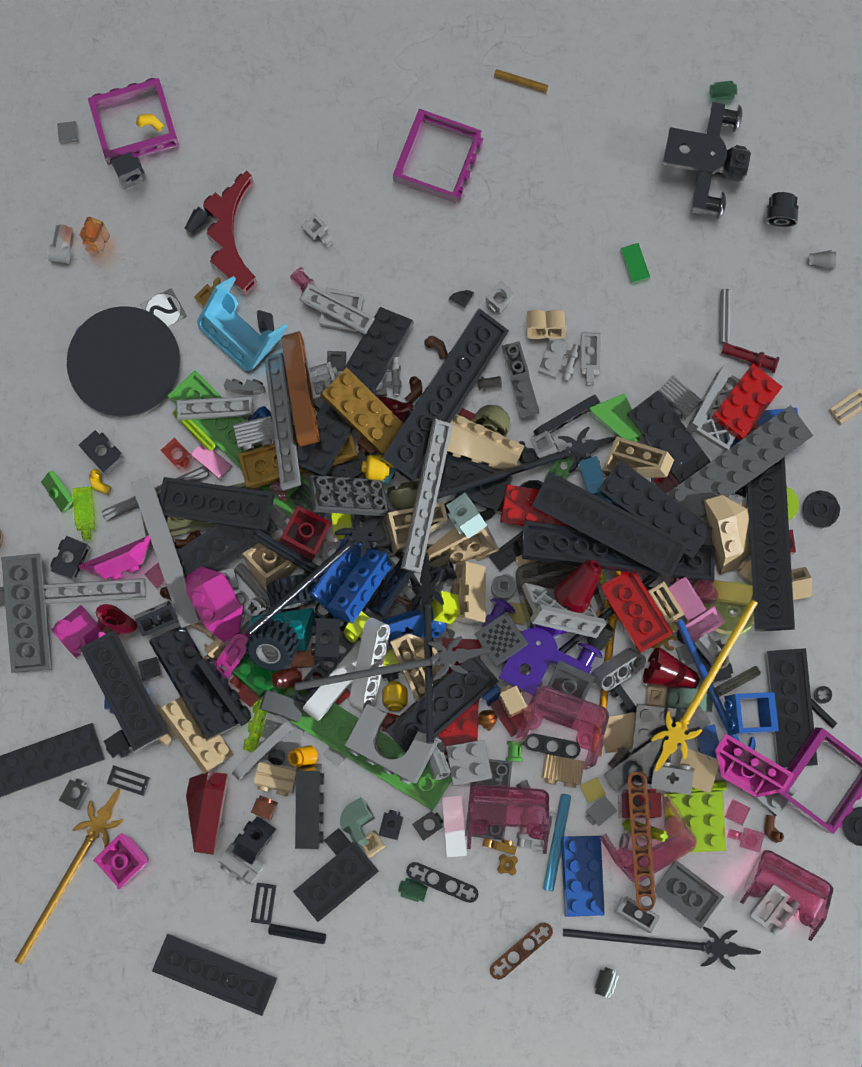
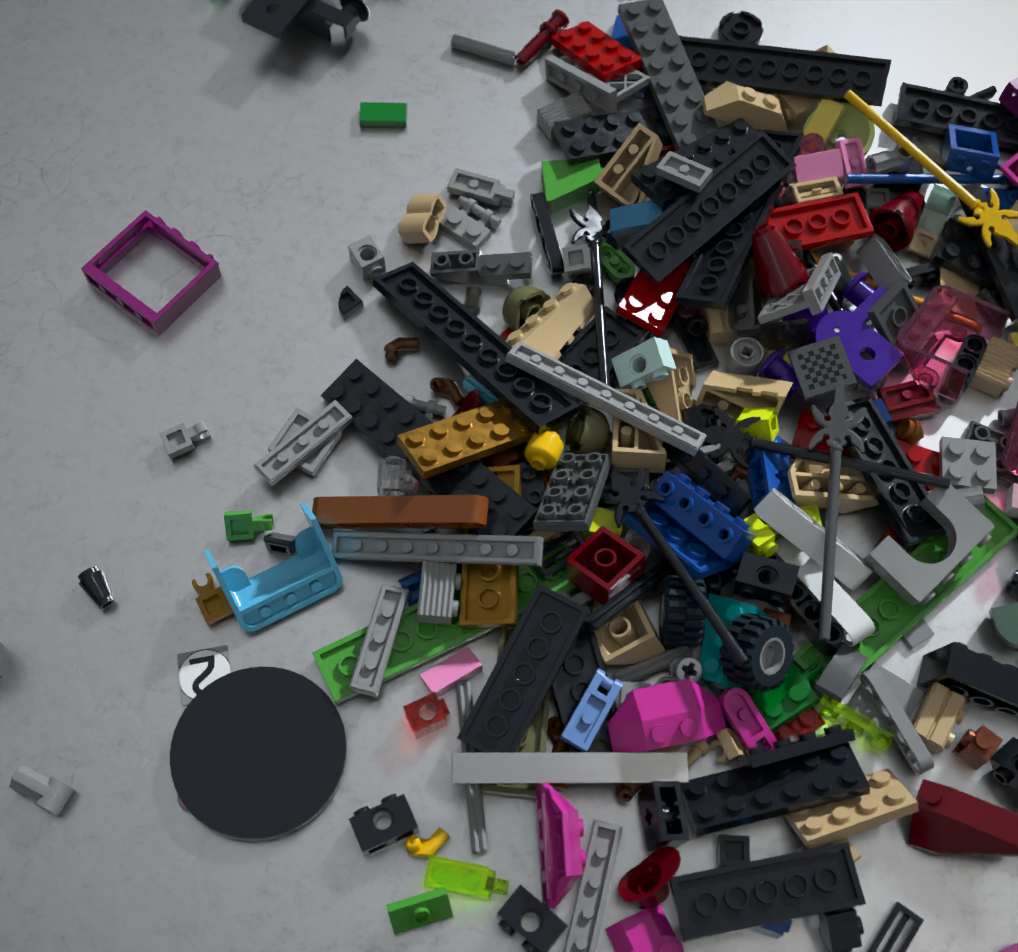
camera: 75 degrees left, 15 degrees down
(94, 235) = (52, 730): clear orange brick -> none
(155, 576) = (595, 799): clear pink tile -> none
(197, 432) = (402, 678): lime axle -> none
(205, 553) = (590, 711): none -> medium blue plate
(221, 233) = (171, 561): dark red arch -> none
(250, 387) = (366, 585): dark grey slope -> none
(267, 294) = (242, 524): none -> bright green plate
(275, 487) = (528, 582): clear pink tile -> none
(276, 757) = (910, 704): black hinge -> none
(286, 678) = (805, 654): clear red brick -> none
(301, 278) = (242, 476): clear pink bush -> none
(302, 756) = (915, 670): light orange brick -> none
(337, 359) = (367, 470): dark grey tile -> none
(394, 696) = (856, 530): yellow head -> none
(512, 700) = (904, 383): tan brick -> none
(514, 752) = (959, 413): bright green bush -> none
(521, 80) = (95, 166): pearl gold bar -> none
(625, 496) = (684, 171): none -> light grey plate

